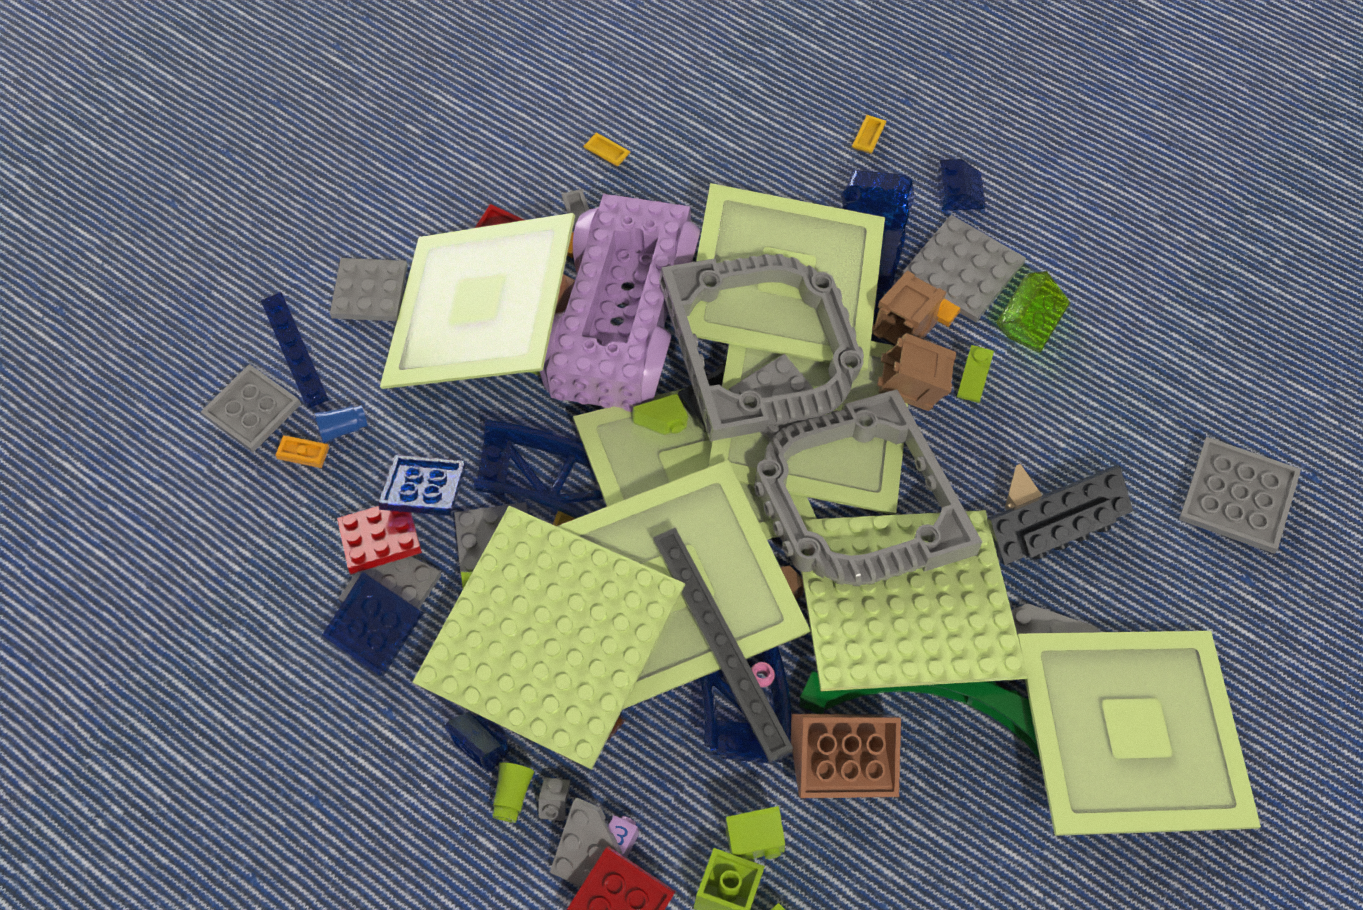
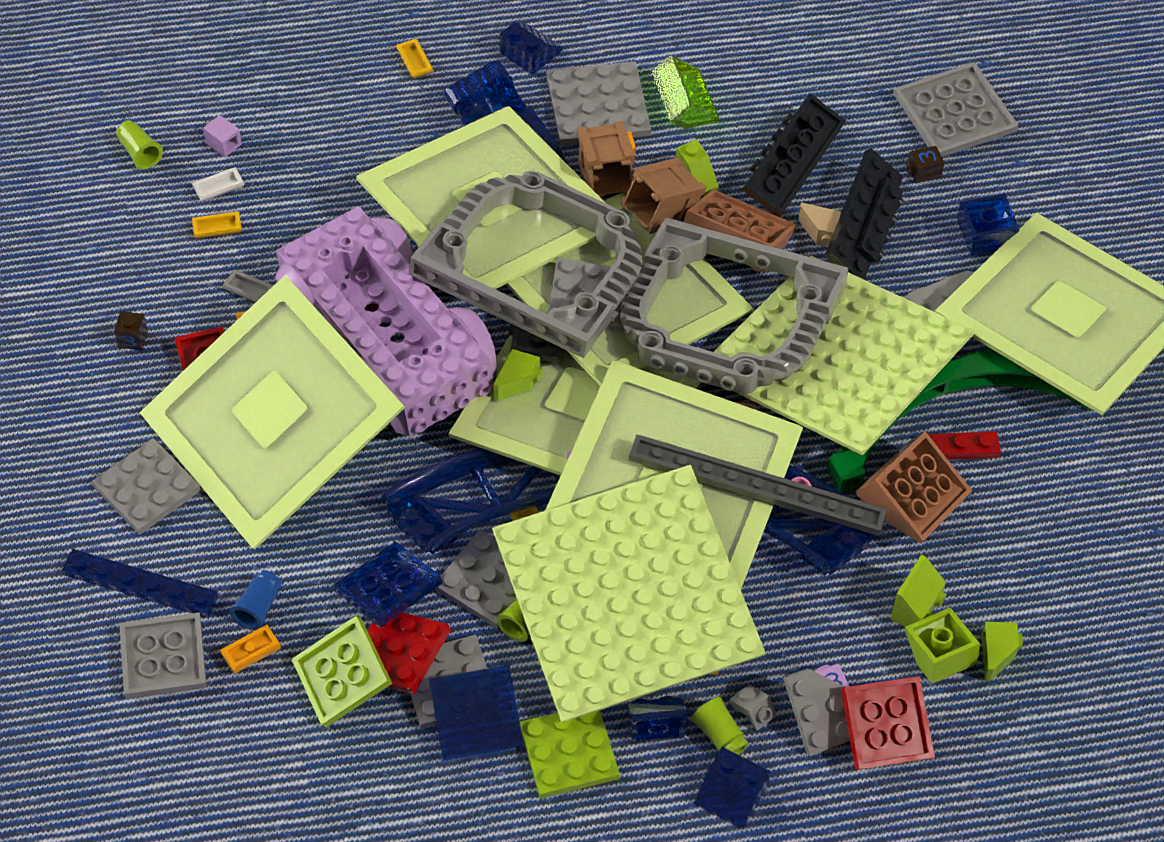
camera: 50 degrees left, 5 degrees down
(328, 516) = (341, 671): none -> lime plate
(402, 710) = (568, 753): none -> lime plate
(470, 841) = (733, 788): none -> clear blue slope
(471, 178) = (131, 330): none -> dark brown brick
(617, 58) = (140, 146): none -> lime plant
(639, 122) = (218, 184): none -> white tile
(677, 90) = (222, 136): none -> lavender brick
(932, 756) = (968, 445): none -> red plate
(958, 441) = (739, 219): none -> nougat slope
(1061, 422) = (792, 154): none -> black plate
(1151, 603) = (986, 223): none -> clear blue slope
(1160, 516) = (925, 164): none -> dark brown brick

